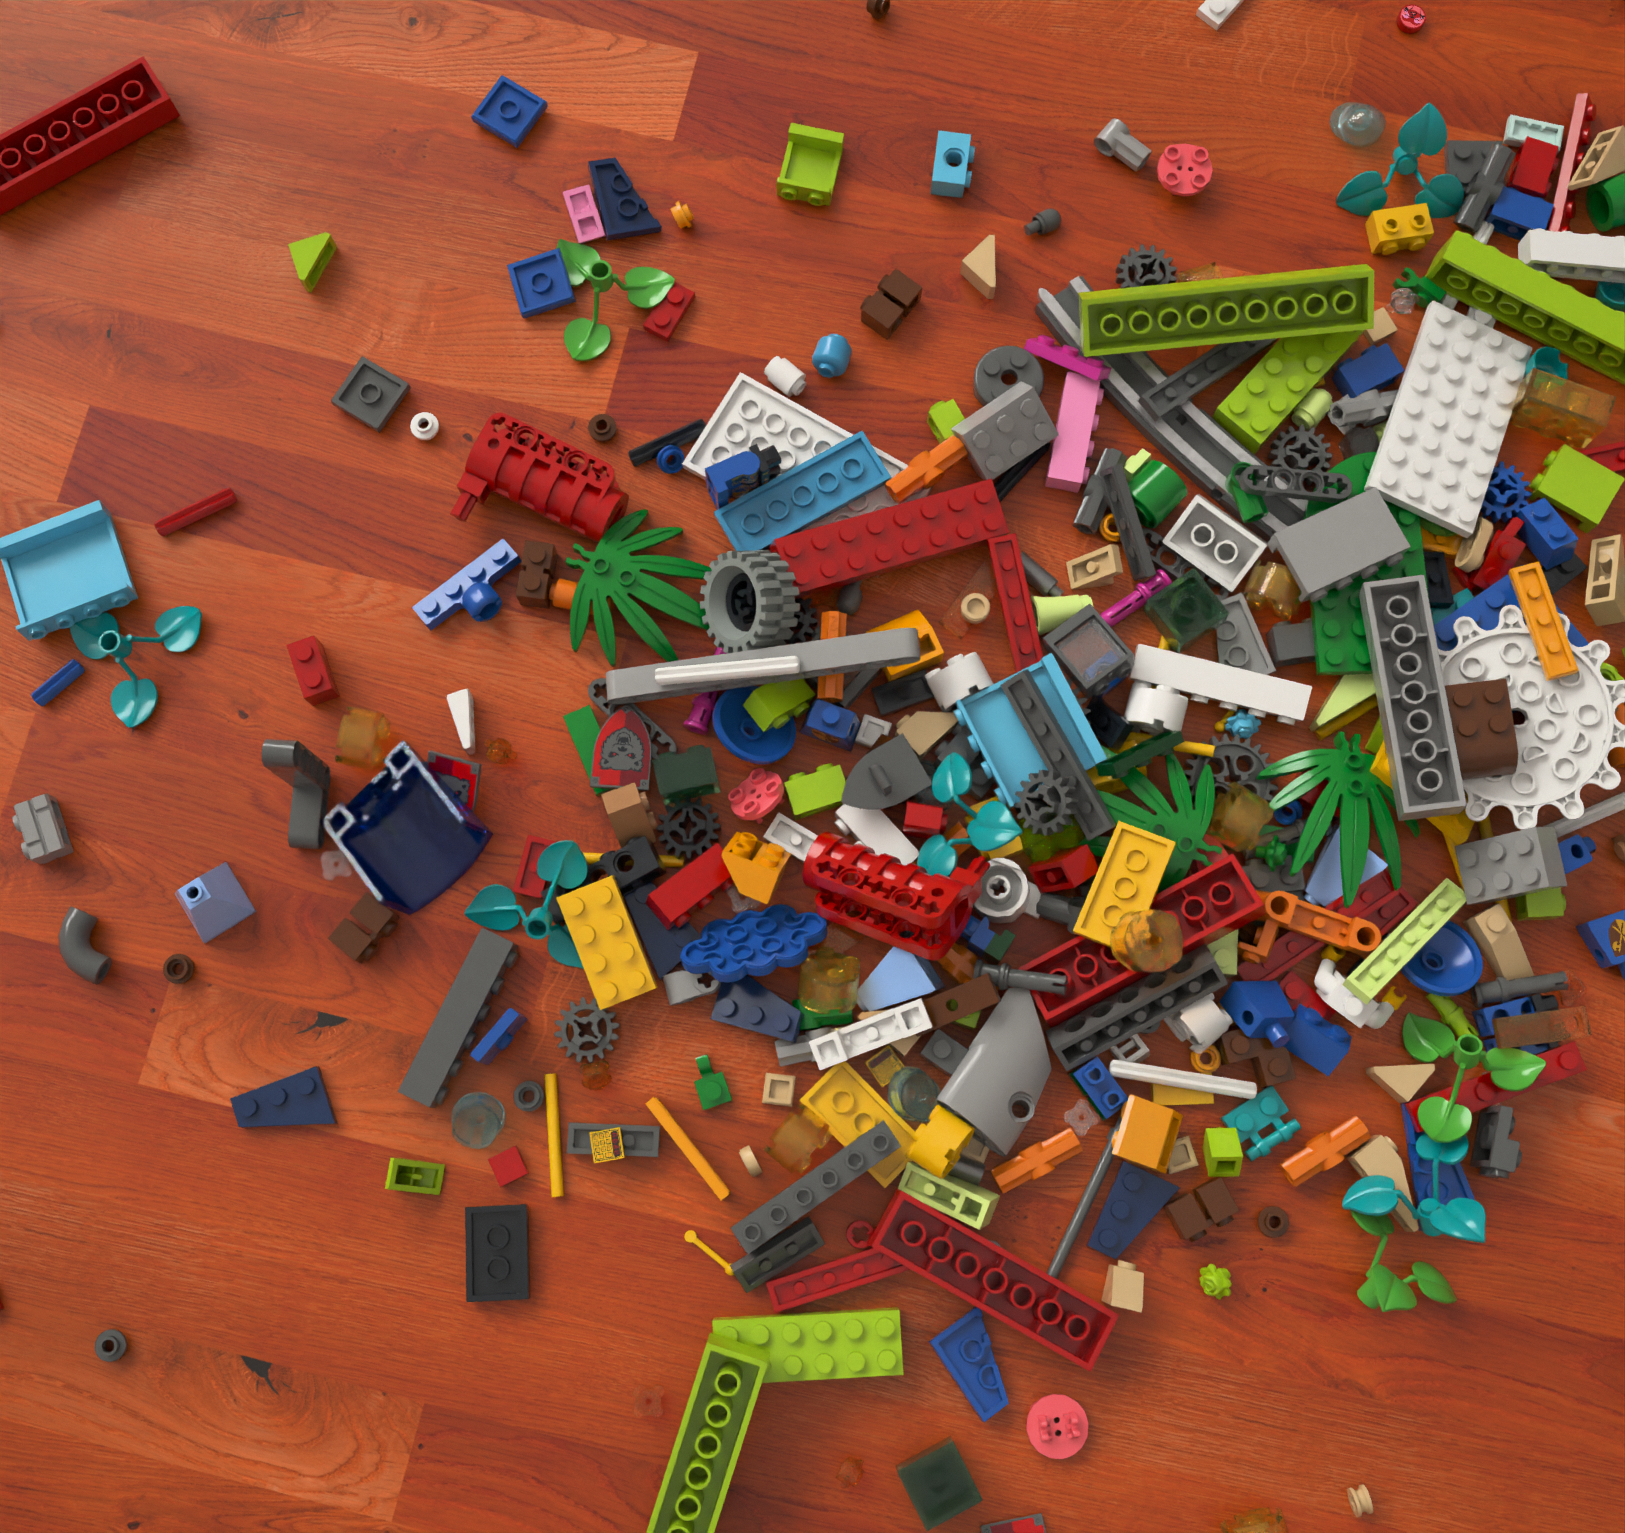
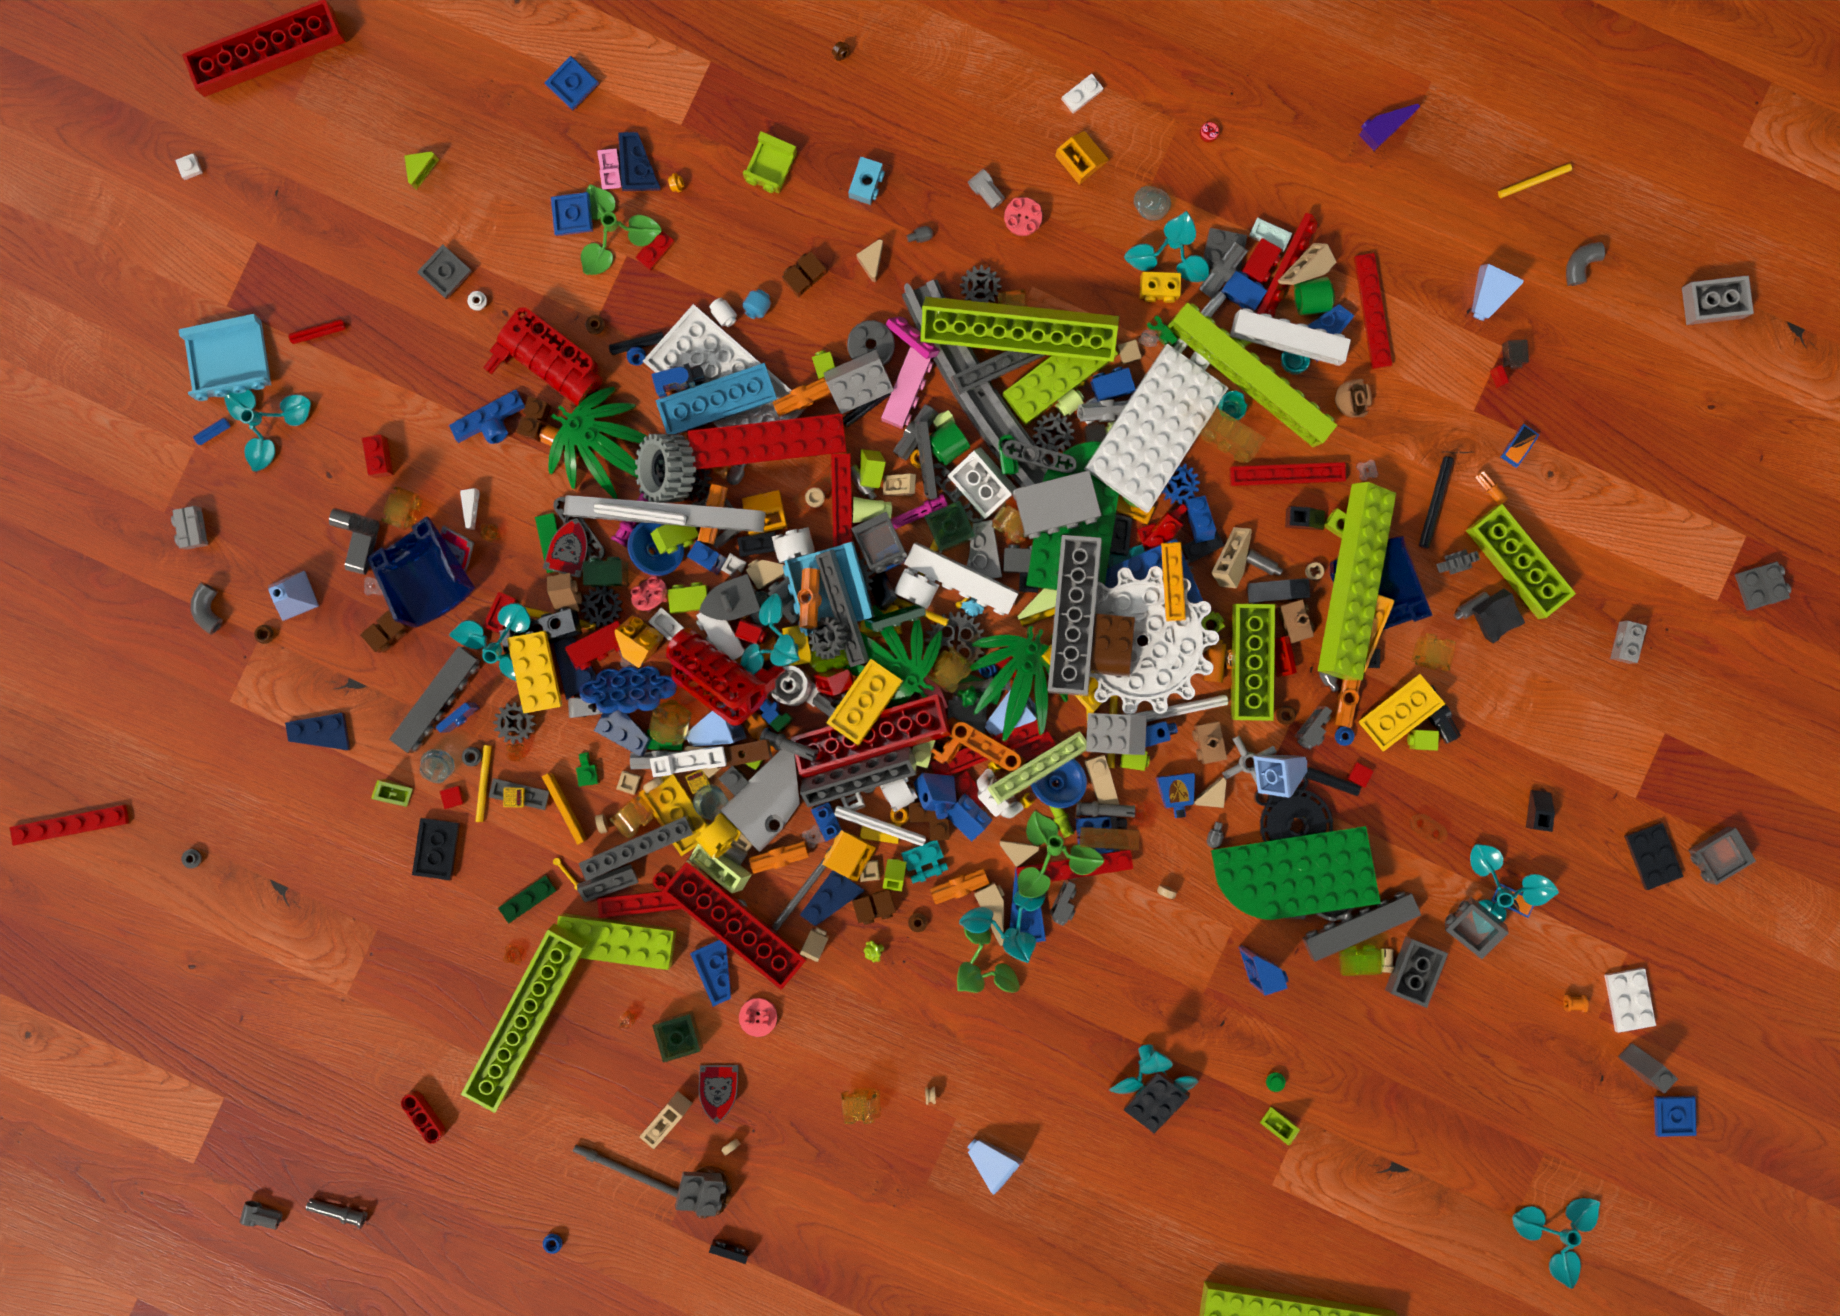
camera: 10 degrees right, 10 degrees up
(655, 1306) = (527, 899): none -> dark green plate
(820, 1082) = (653, 784): none -> tan tile
(1008, 765) = (809, 588): none -> orange piece
(1049, 552) = (871, 468): none -> lime slope
(1162, 936) = (874, 748): clear yellow brick -> none
(1243, 81) = (1081, 157): none -> light orange slope
(1309, 675) = (1022, 584): none -> black plate
(1471, 550) = (1148, 521): tan plate -> none
(1576, 486) = (1230, 490): lime panel -> none

